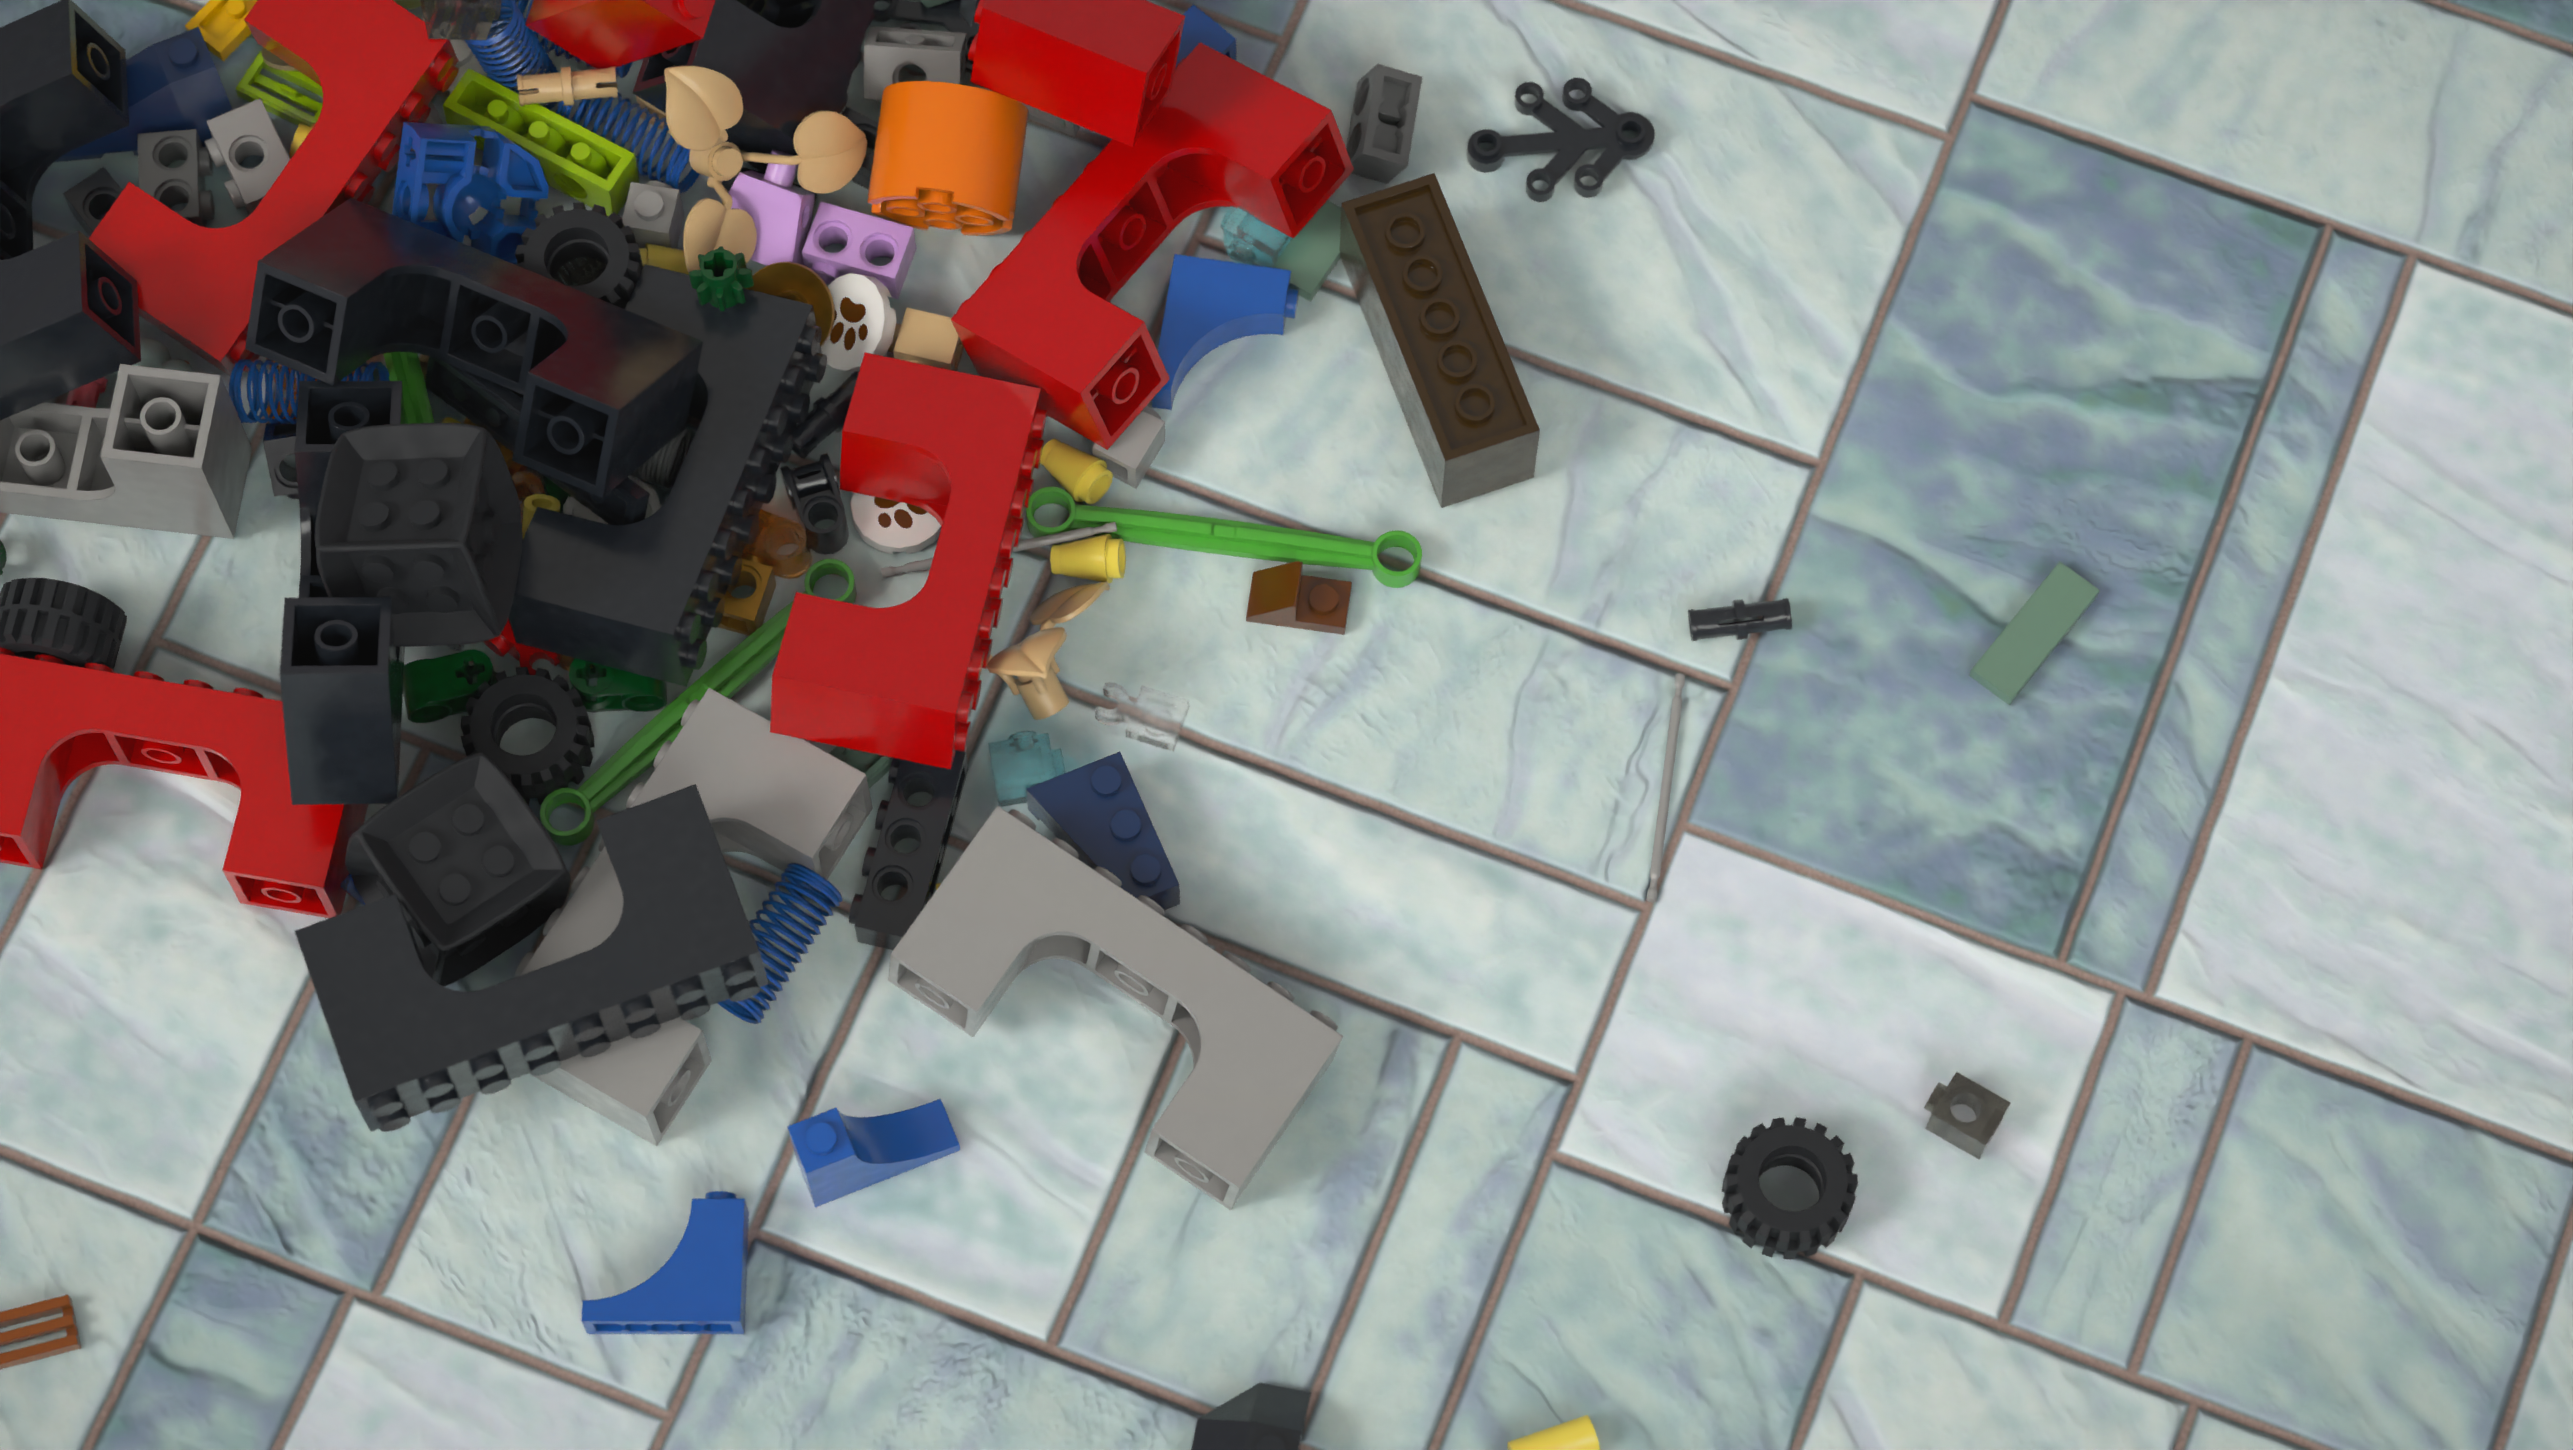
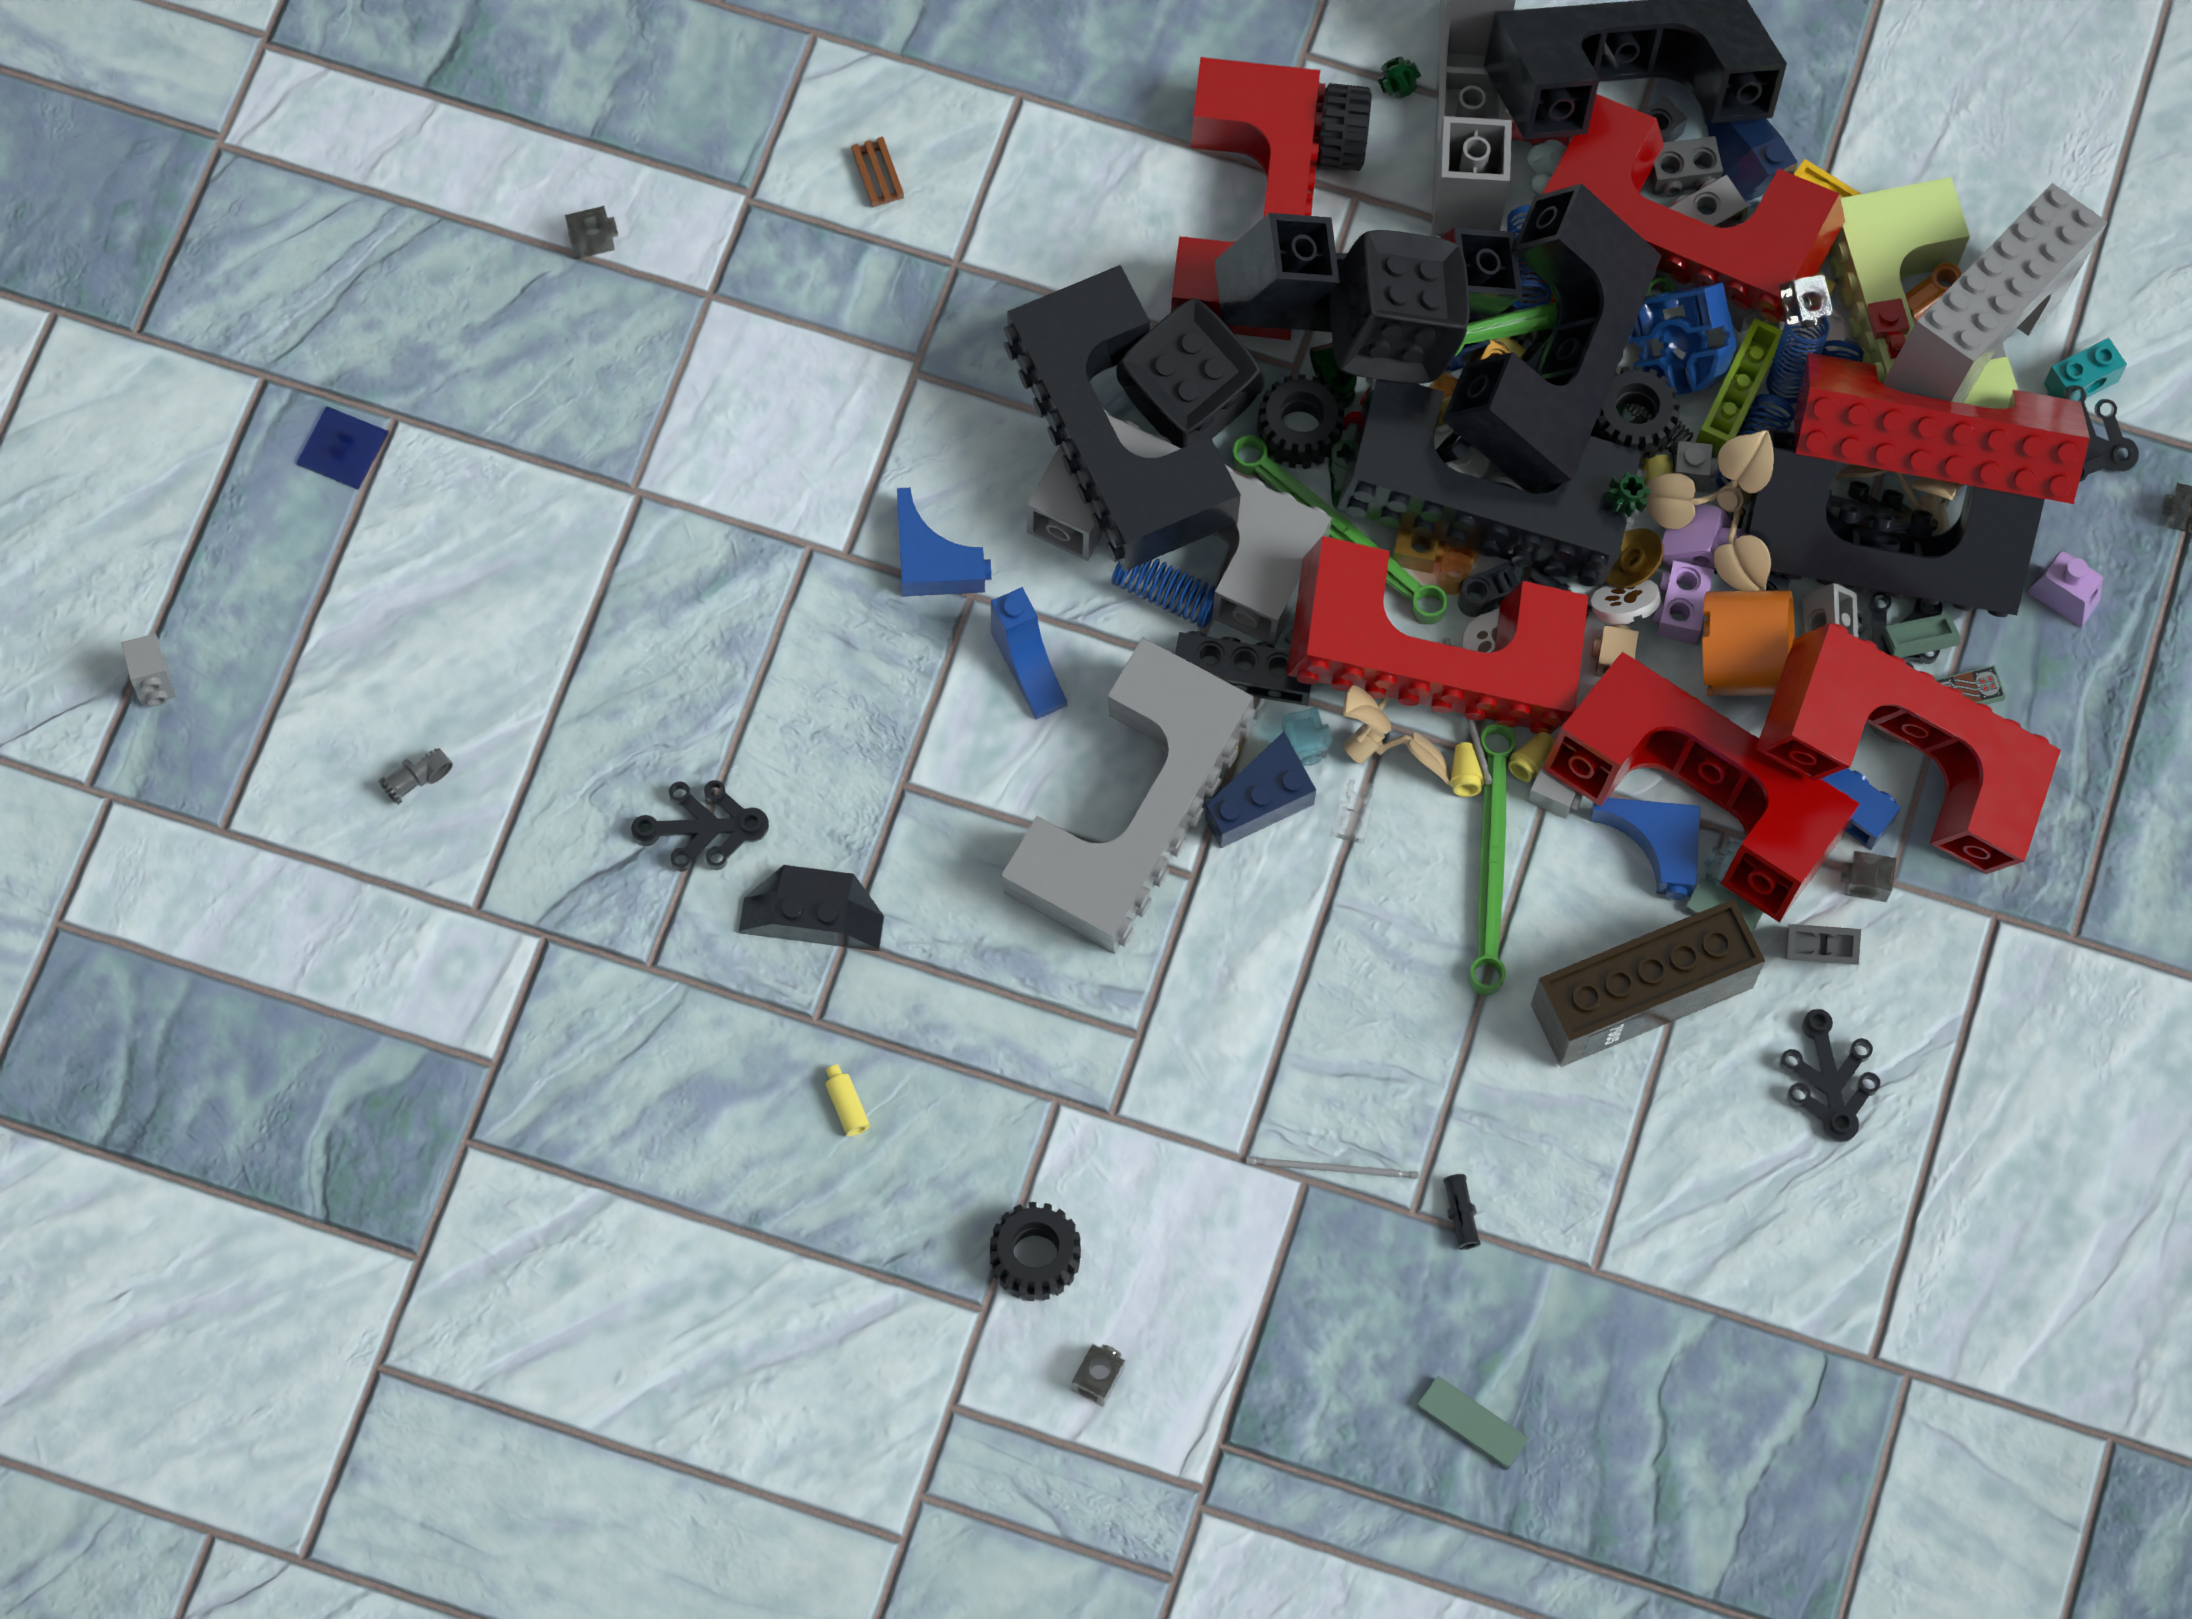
camera: 85 degrees right, 0 degrees up
(567, 86) = (1775, 392): tan pin -> none
(1285, 53) = (1868, 876): none -> clear smoke brick
(1298, 601) = (1449, 913): reddish brown slope -> none

